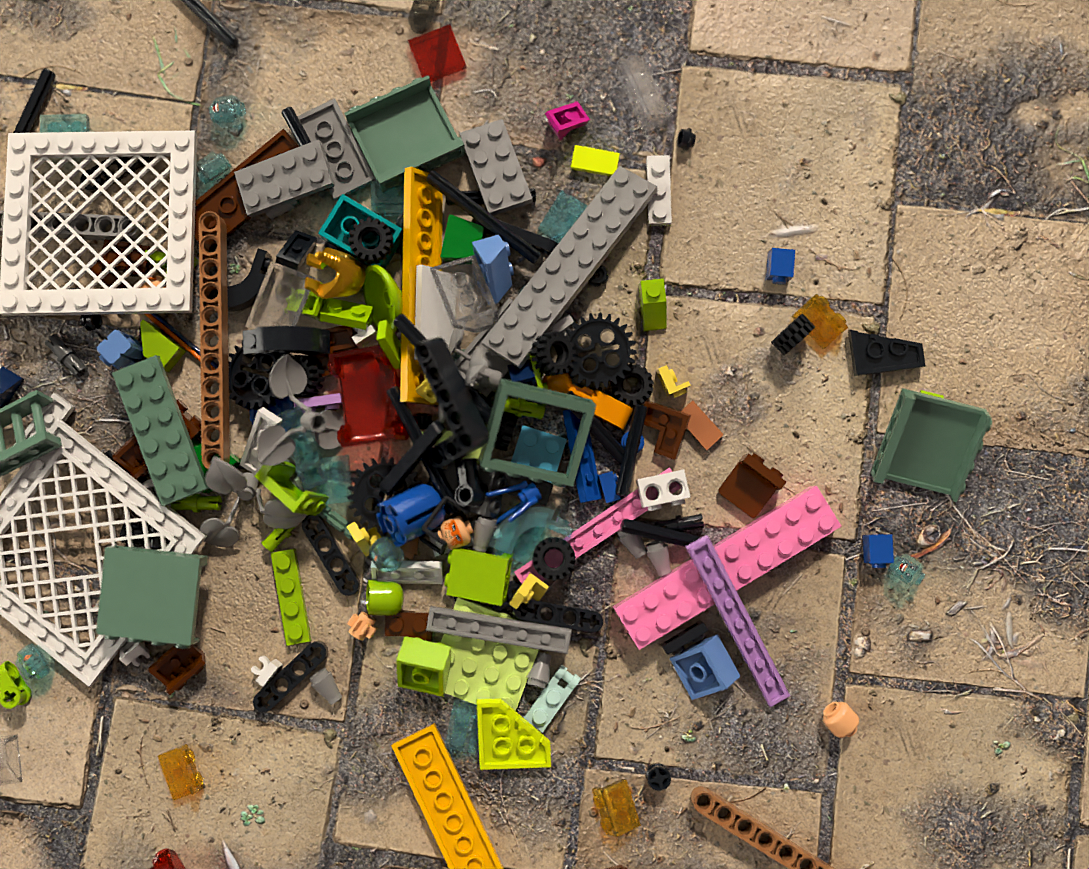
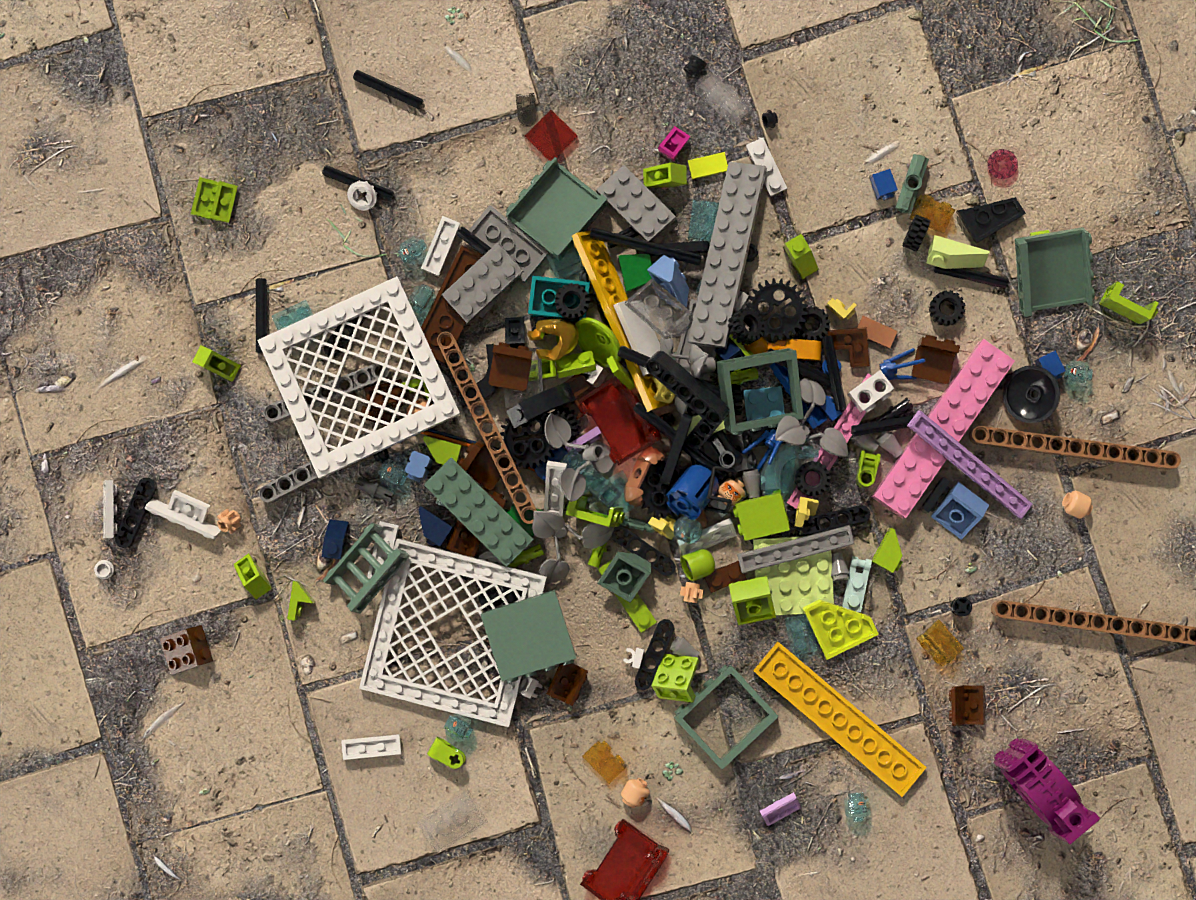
camera: 20 degrees left, 0 degrees up
(86, 346) = (392, 474): none -> clear light blue head
(109, 425) = (434, 528): none -> dark blue slope
(187, 378) = (481, 465): none -> reddish brown bracket
(192, 22) = (362, 203): none -> white gear
(197, 824) = (635, 792): none -> light nougat head
(260, 120) = (440, 246): none -> white plate
(269, 283) = (510, 367): none -> reddish brown bracket
(295, 573) = (625, 575): none -> sand green slope
(299, 713) = (675, 677): none -> lime bracket
(377, 453) = (632, 489): none -> nougat piece
(389, 805) = (708, 686): none -> sand green window
(542, 150) = (665, 176): none -> lime slope
(550, 496) = (795, 433): none -> light grey plant
(603, 679) = (889, 552): none -> lime slope
(622, 572) = (867, 467): none -> lime piece
(629, 44) = (695, 66): none -> black wheel
(695, 473) = (890, 369): none -> blue plant
(802, 425) = (936, 313): none -> black tyre
(821, 268) = (915, 172): none -> sand green piece
(825, 377) = (953, 254): none -> yellowish green slope
(828, 568) = (1019, 394): none -> black dish
(834, 408) = (975, 276): none -> black axle
(875, 659) = (1083, 448): none -> medium nougat beam
(922, 290) = (1011, 163): none -> clear pink gear
(994, 522) = (1125, 307): none -> lime panel

